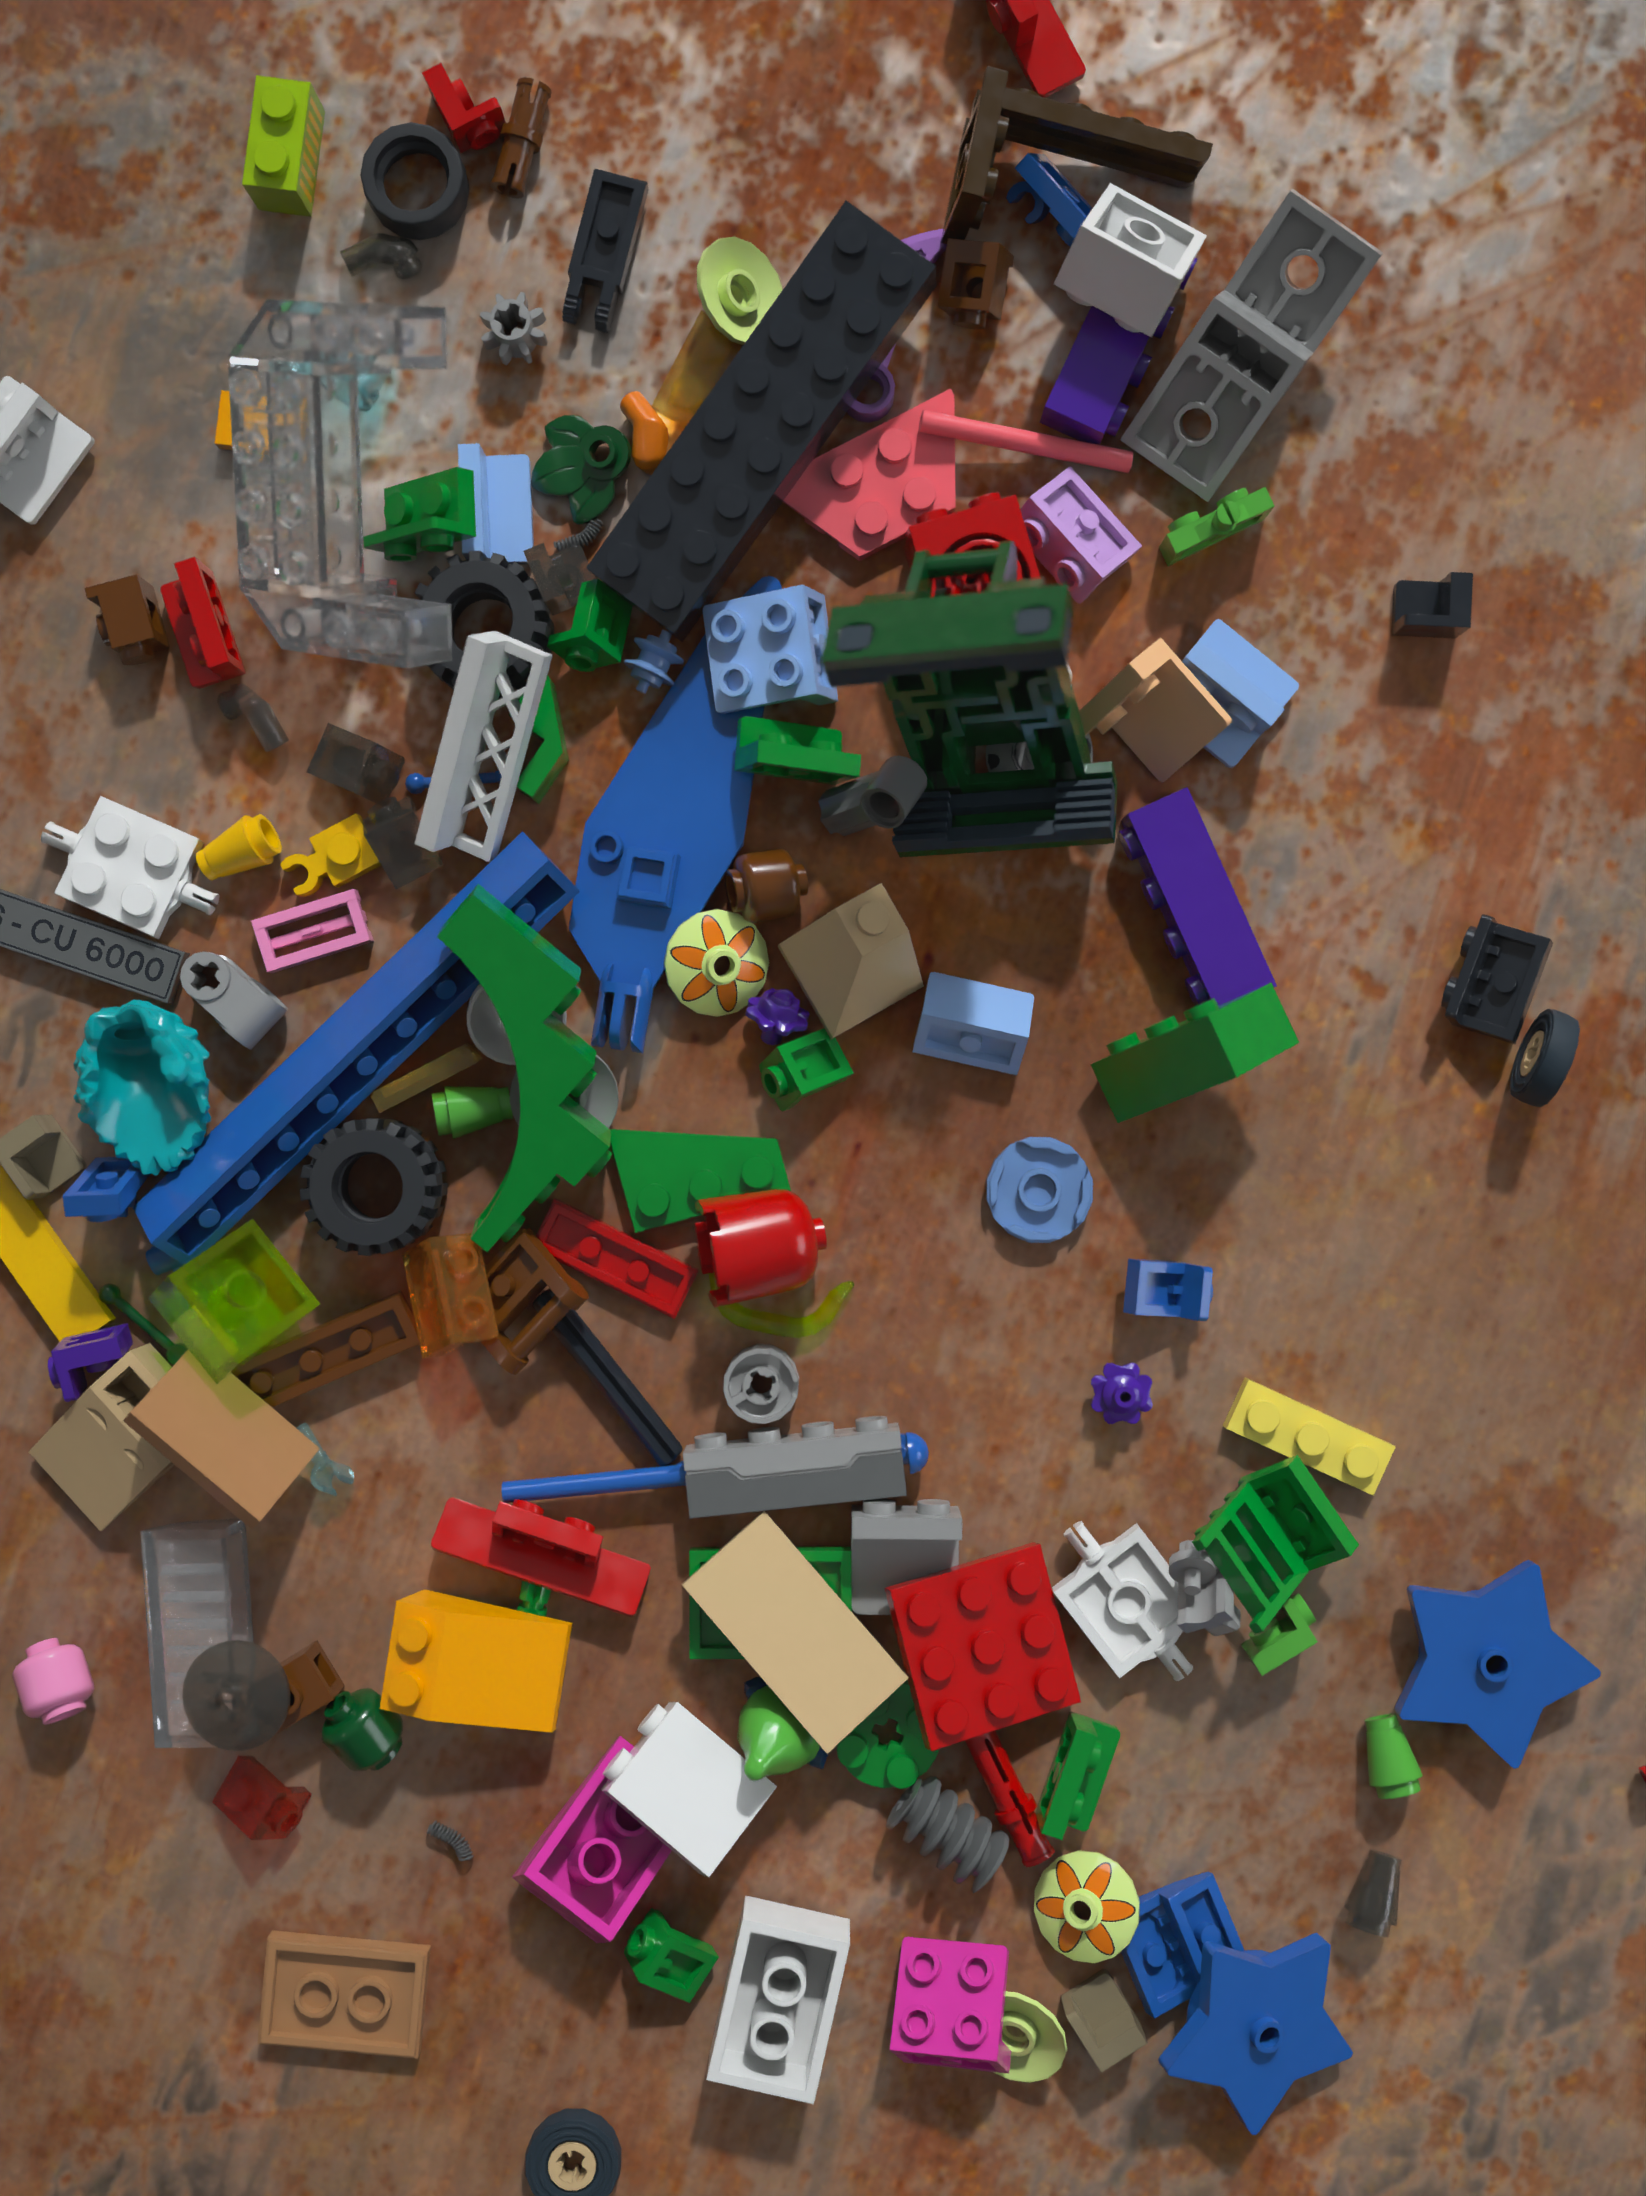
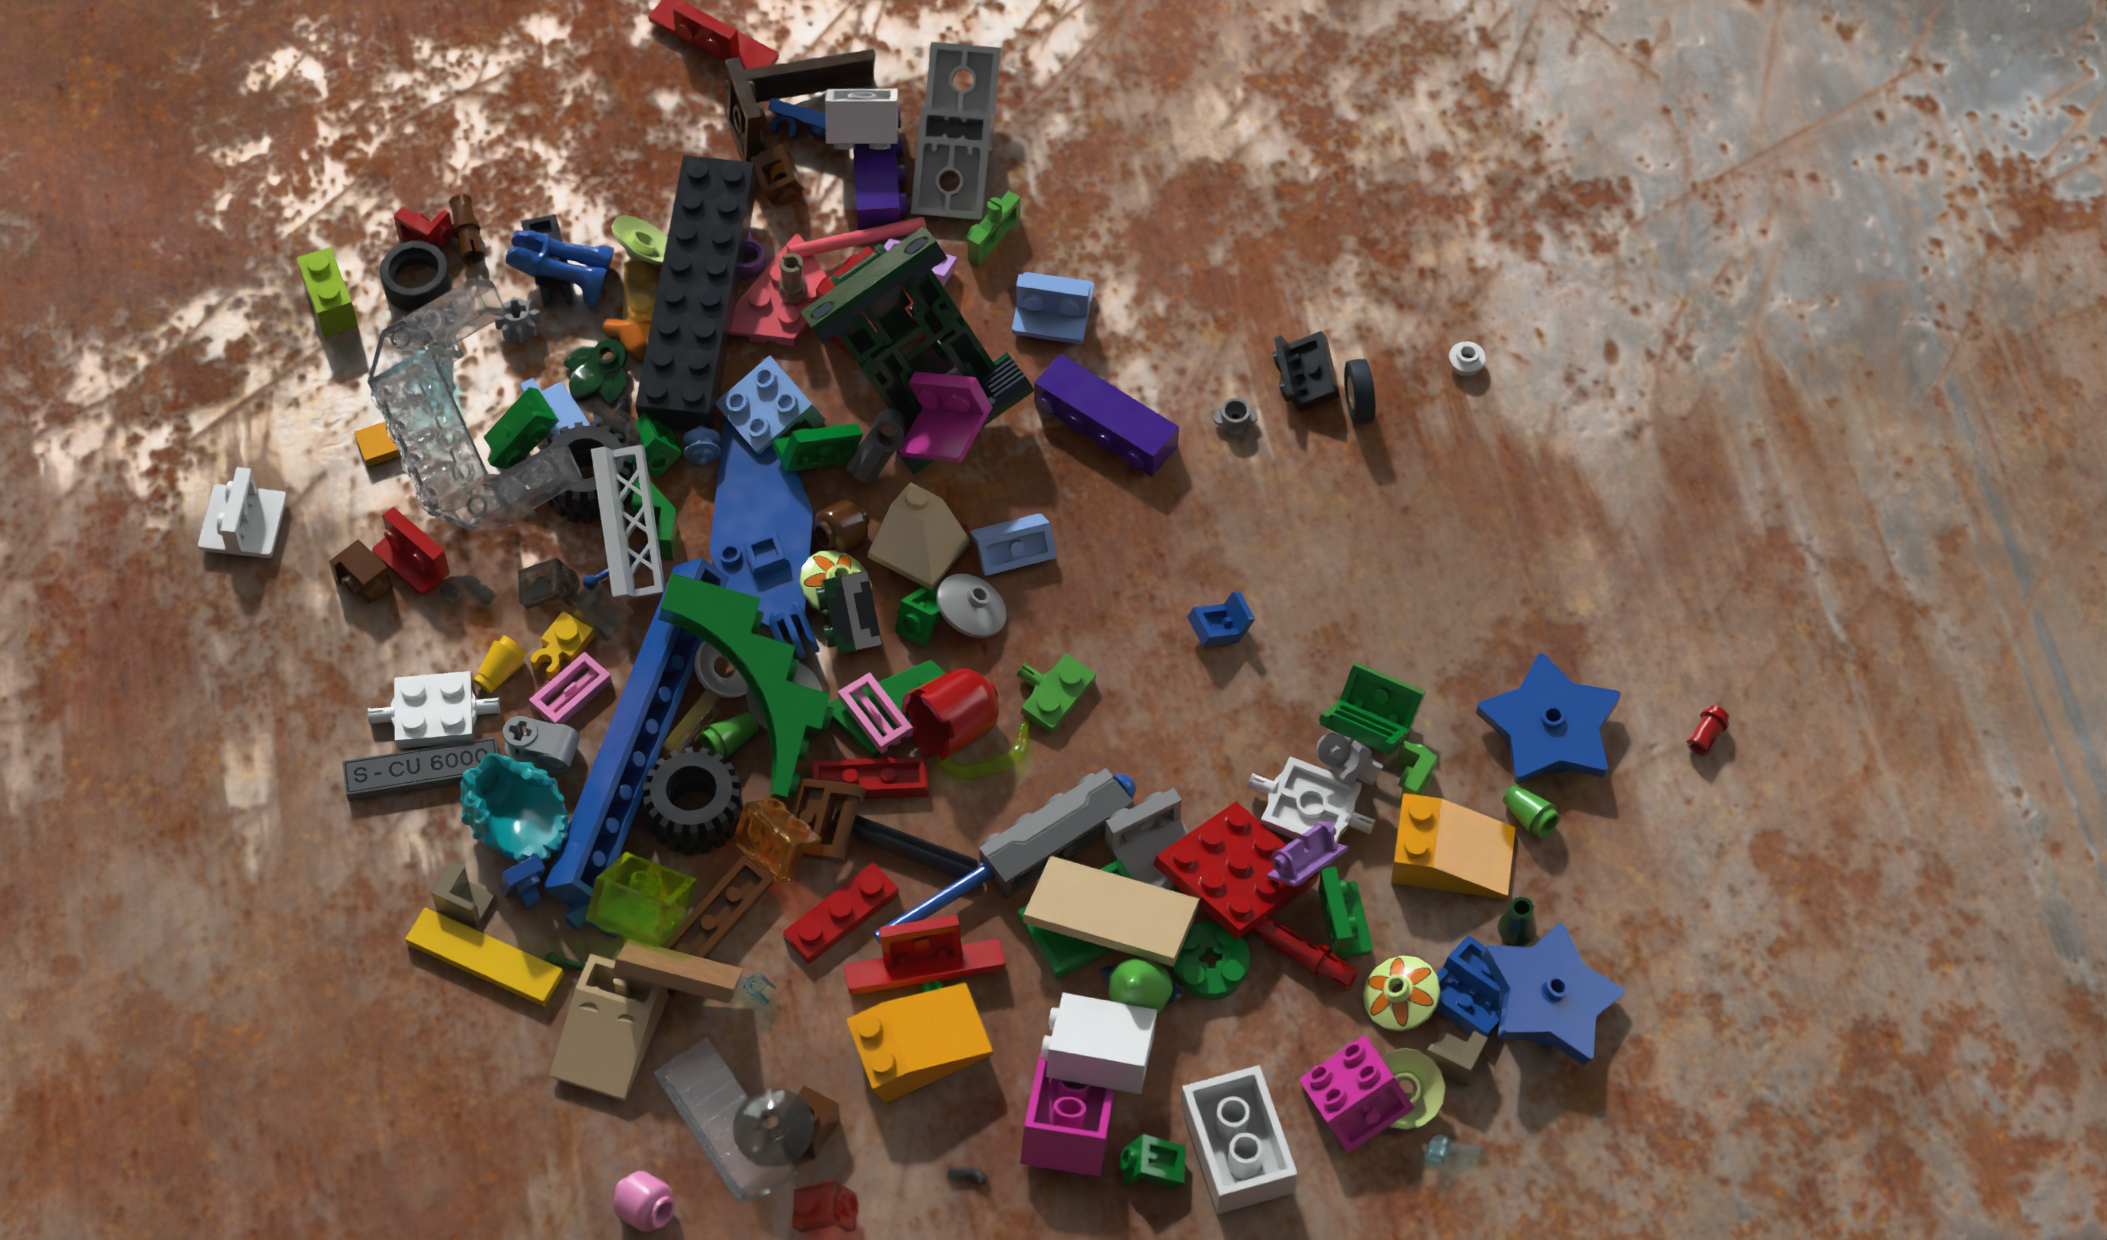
camera: 30 degrees left, 30 degrees down
(93, 1349) = (558, 981): dark purple bracket -> none
(361, 1731) = (868, 1120): dark green head -> none
(483, 1424) = (841, 913): none -> red plate
(634, 320) = (532, 255): none -> blue piece
(656, 1143) = (892, 736): none -> bright pink tile
(703, 1030) = (849, 612): none -> brick
(768, 1362) = (1006, 811): light grey wheel -> none
(777, 1014) = (890, 591): dark purple plant -> none
(848, 1089) = (971, 605): none -> light grey dish
(896, 477) = (792, 280): none -> dark tan pin
(907, 1265) = (1055, 691): none -> bright green plate
(950, 1830) = (1283, 988): dark grey piece -> none
(966, 832) = (949, 418): none -> dark pink bracket
(1012, 2117) = (1441, 1146): none -> clear light blue hand
(1039, 1189) = (1110, 613): medium blue tile -> none
(1070, 1701) = (1296, 864): none -> medium lavender hinge
(1121, 1393) = (1231, 692): dark purple plant -> none
(1157, 711) = (1019, 324): light nougat bracket -> none
(1193, 1054) = (1147, 479): green wedge -> none
(1259, 1753) = (1451, 848): none -> light orange slope
(1280, 1898) = (1518, 922): none -> dark green cone
(1311, 1434) = (1332, 664): light yellow plate -> none
(1375, 1895) = (1576, 893): clear smoke cone -> none
(1378, 995) = (1238, 408): none -> flat silver plate
(1433, 607) = (1147, 213): black panel -> none

